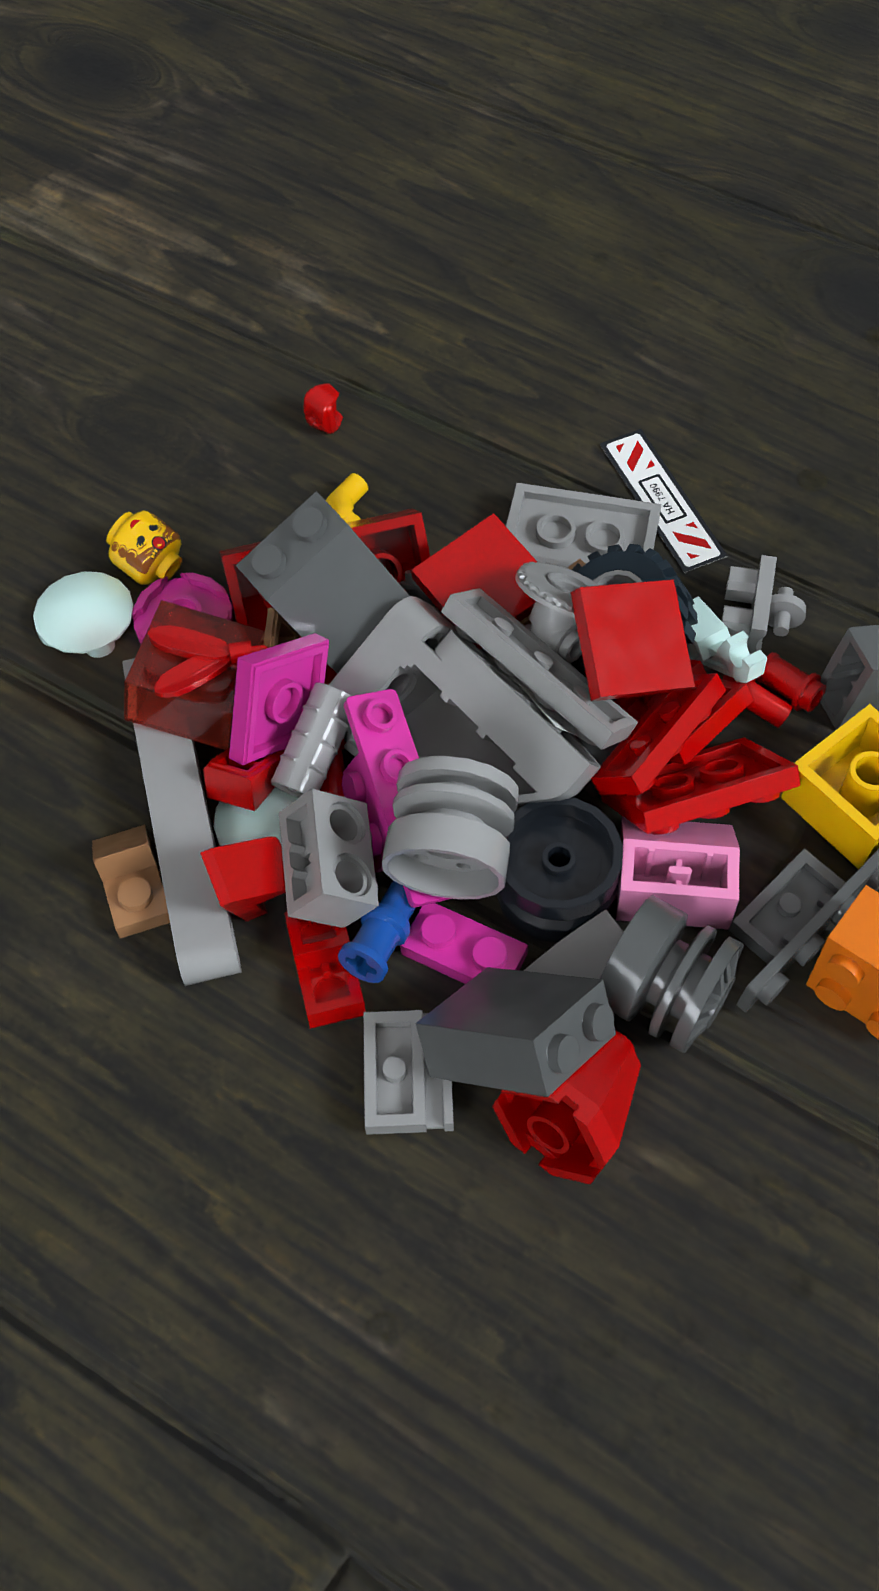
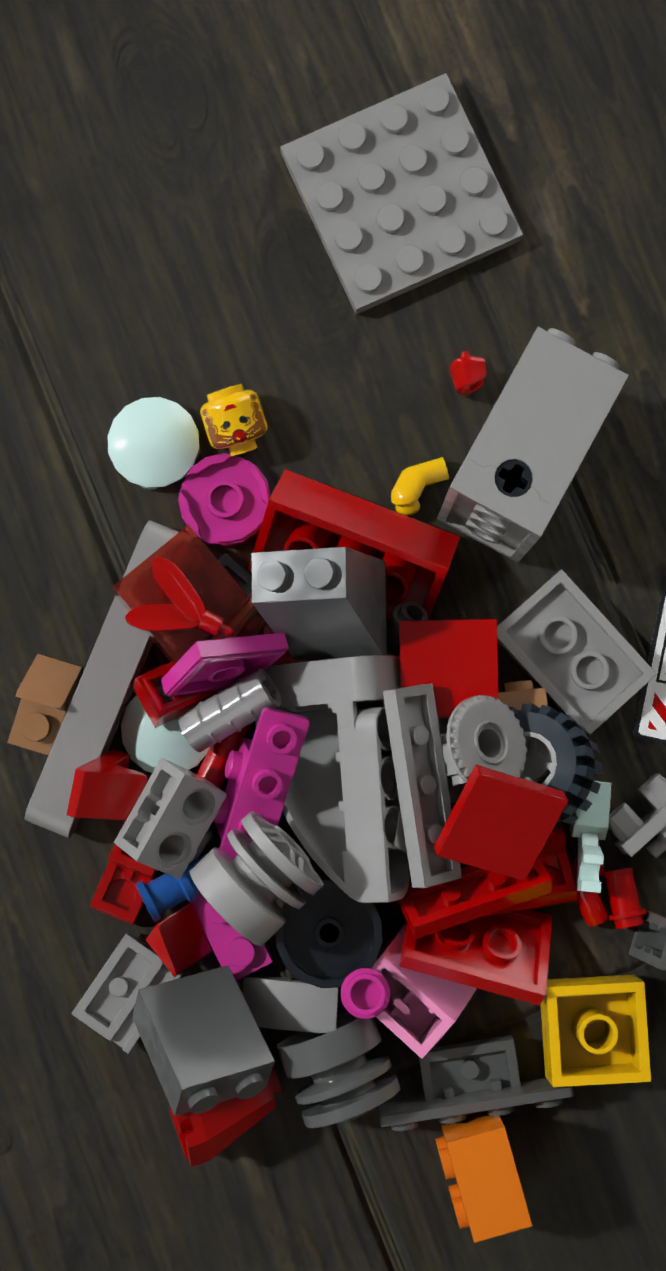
camera: 35 degrees right, 25 degrees up
(169, 339) = (401, 193): none -> light grey plate
(417, 380) = (532, 443): none -> light grey gear
(418, 980) = (179, 940): none -> red slope
(636, 870) = (365, 993): none -> dark pink plate

